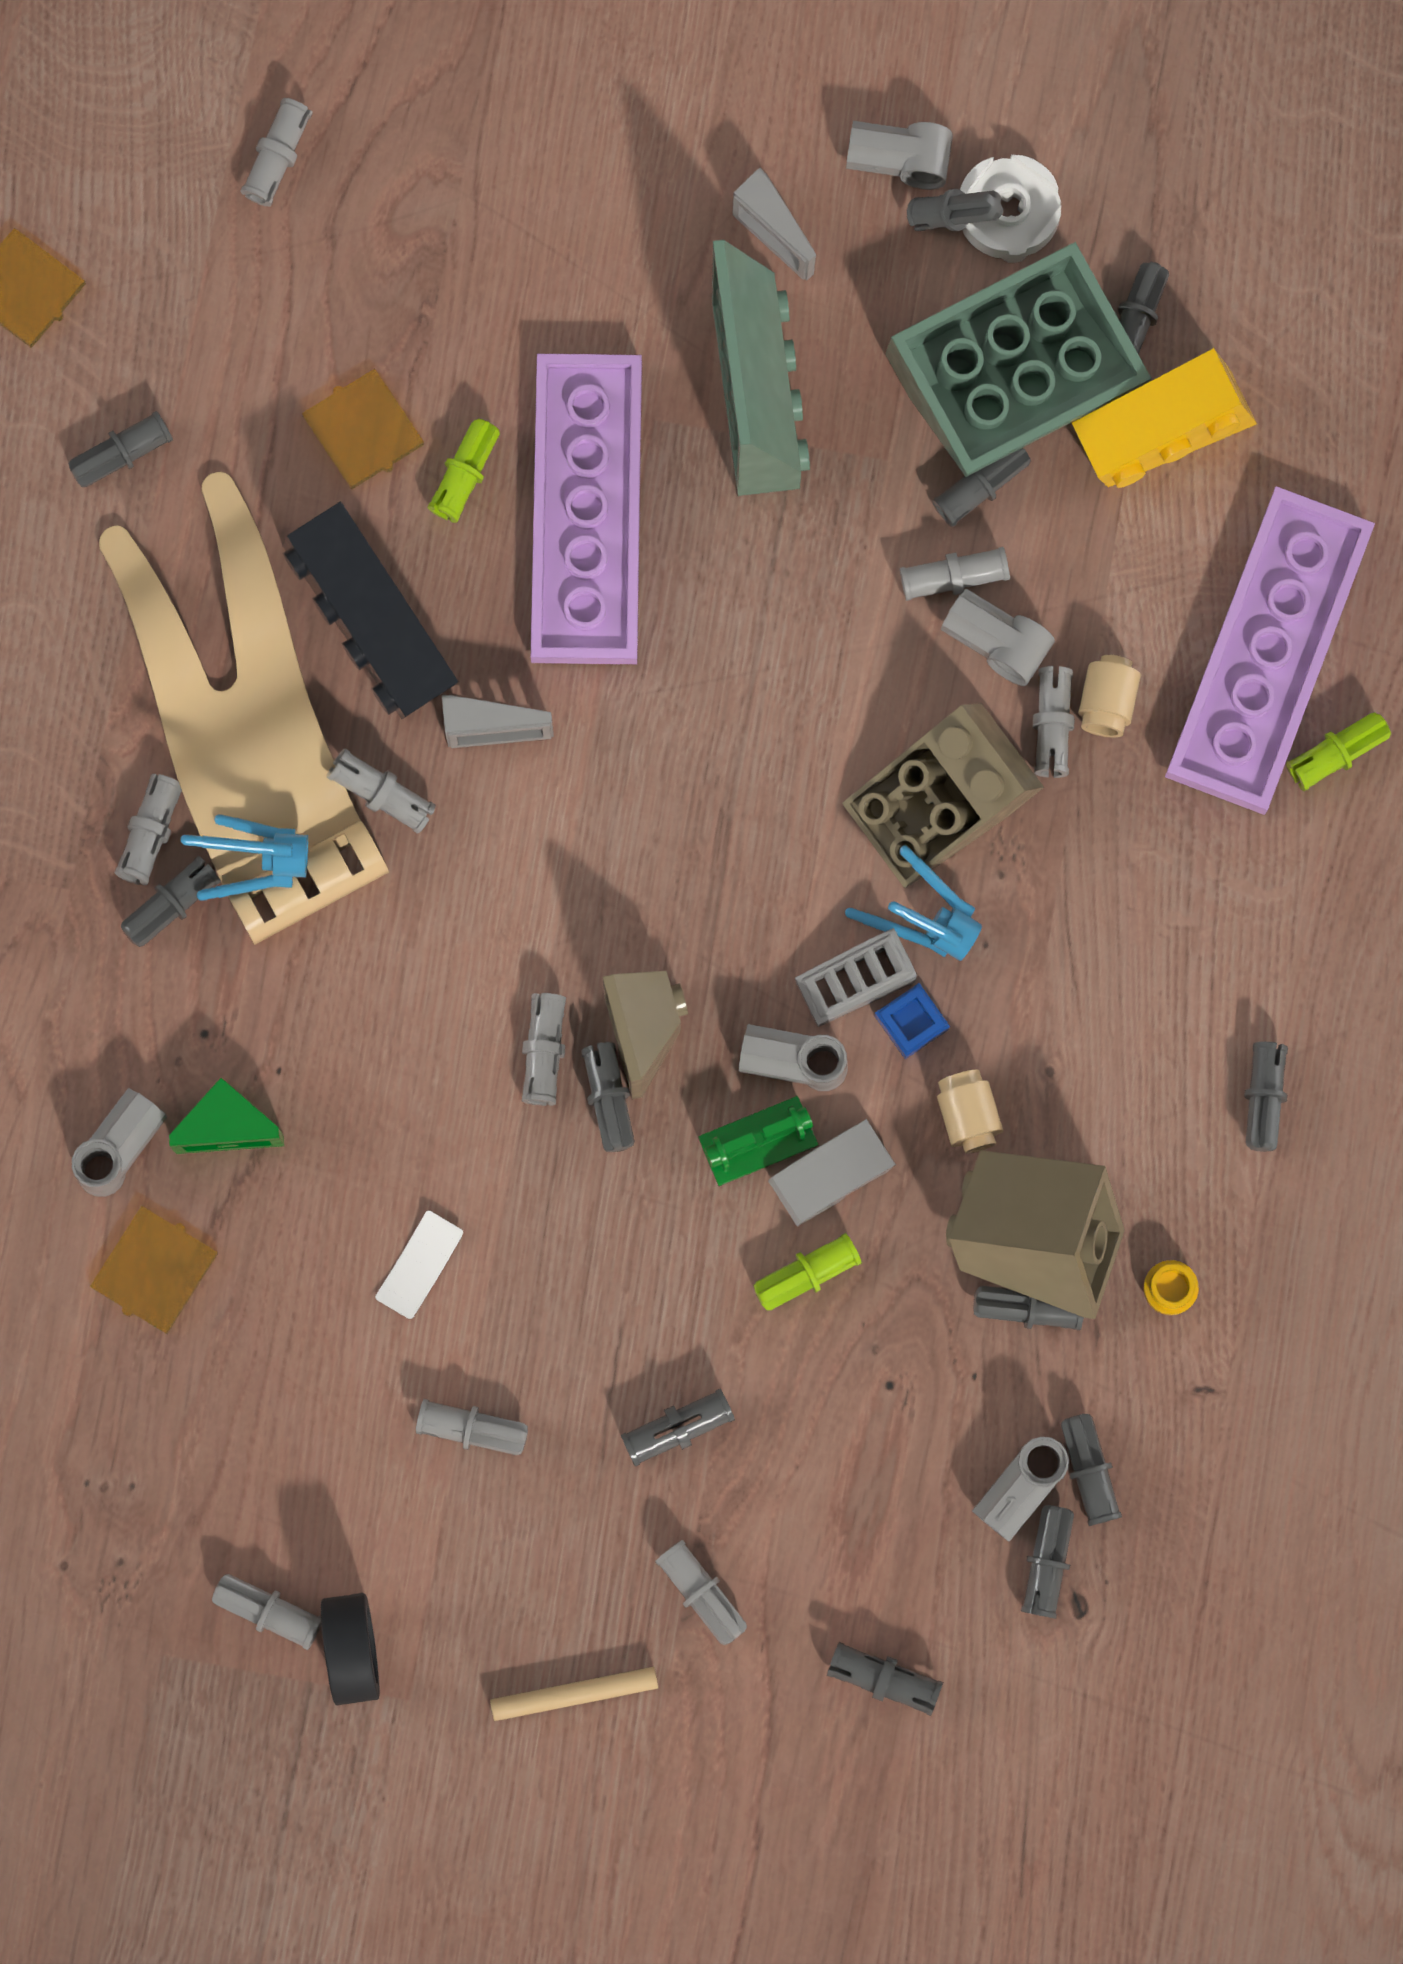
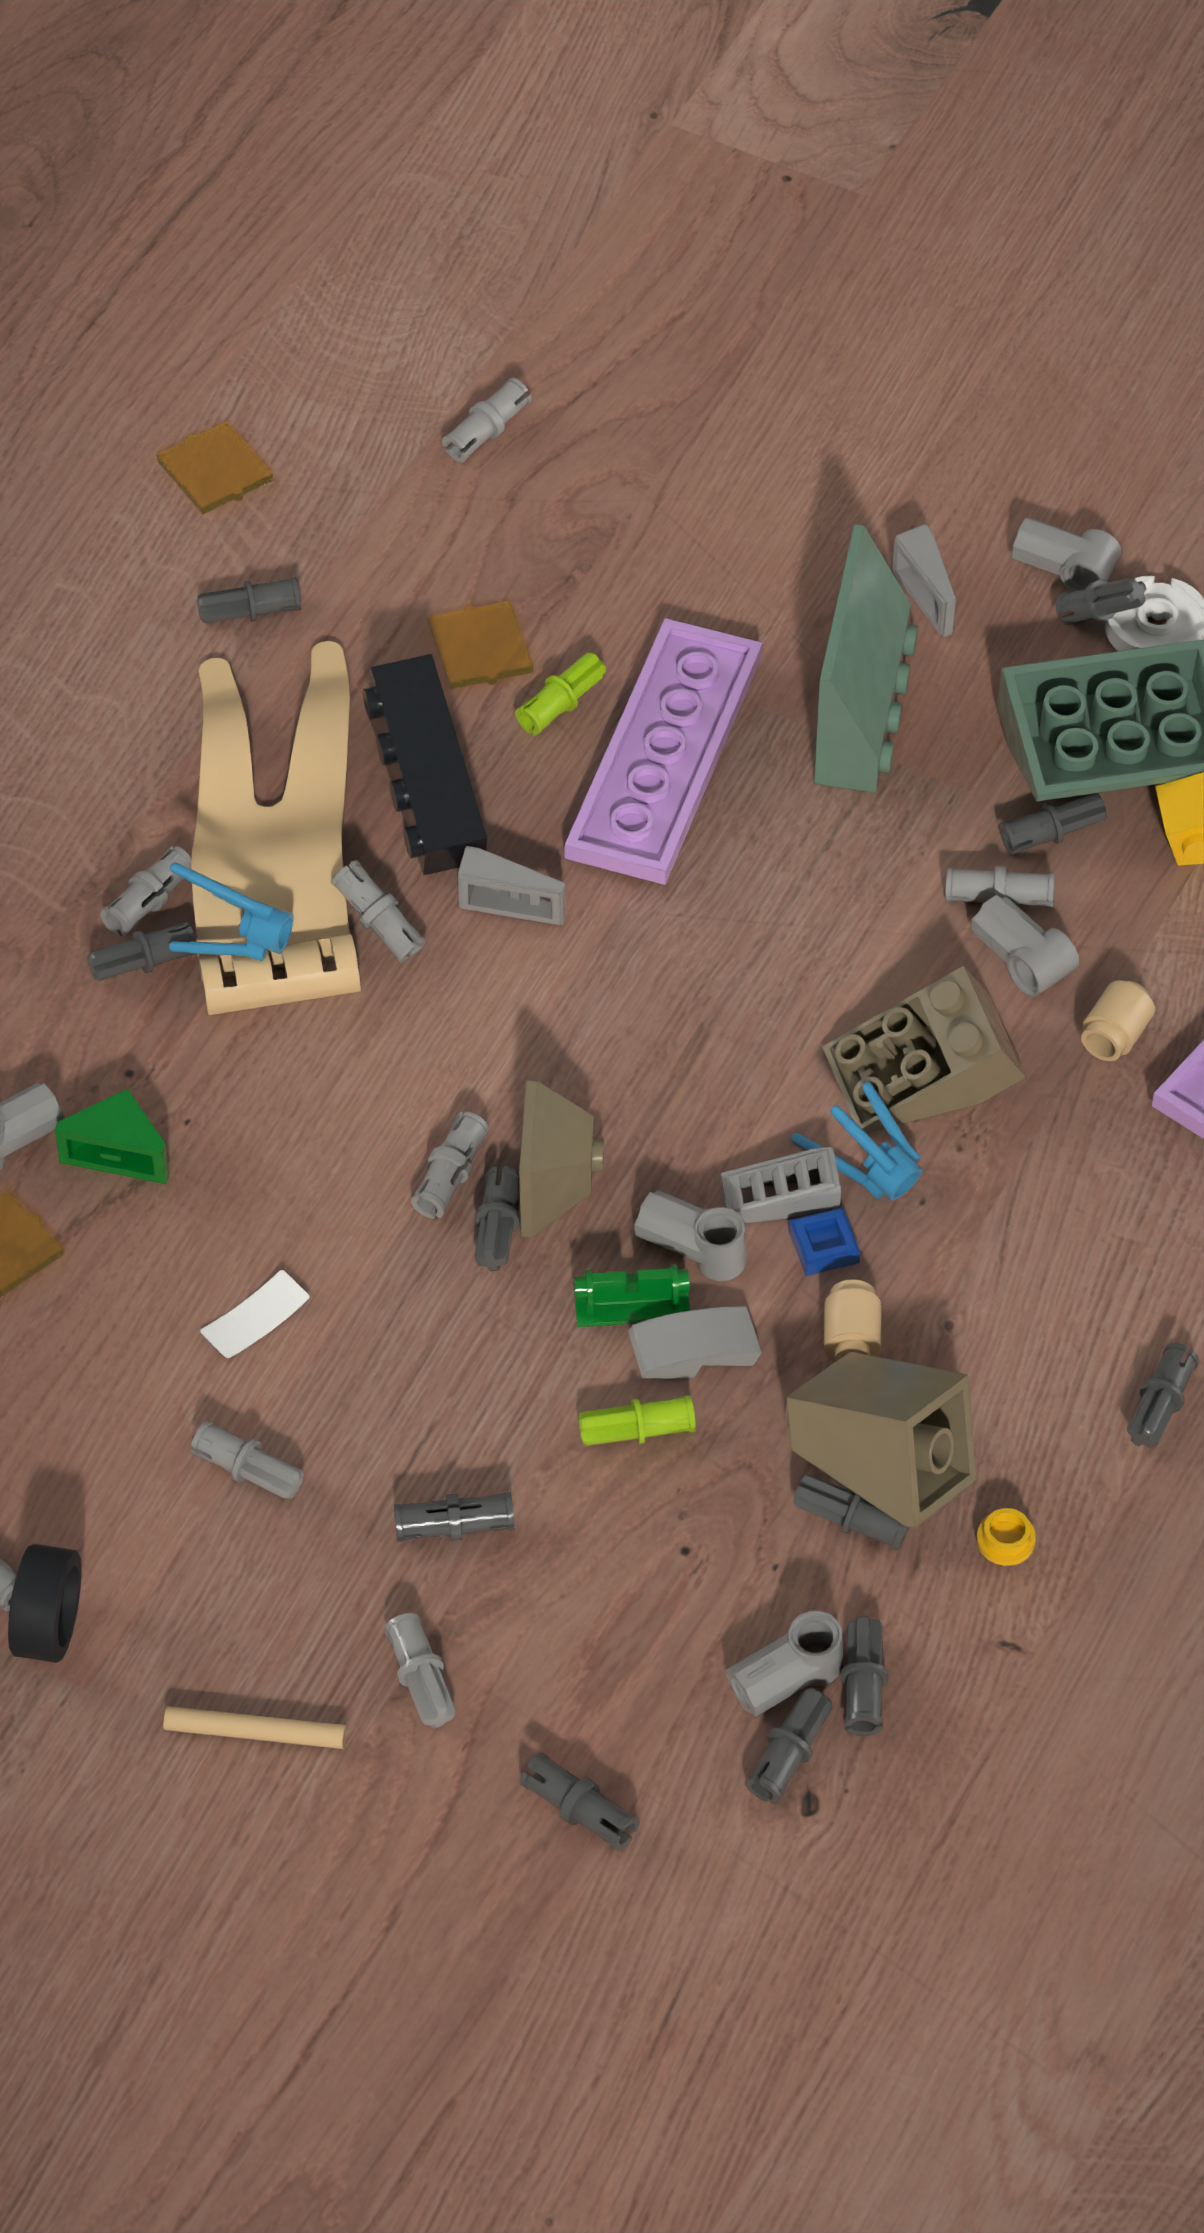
camera: 20 degrees right, 25 degrees down
(1053, 722) = (1055, 1031): light grey pin -> none

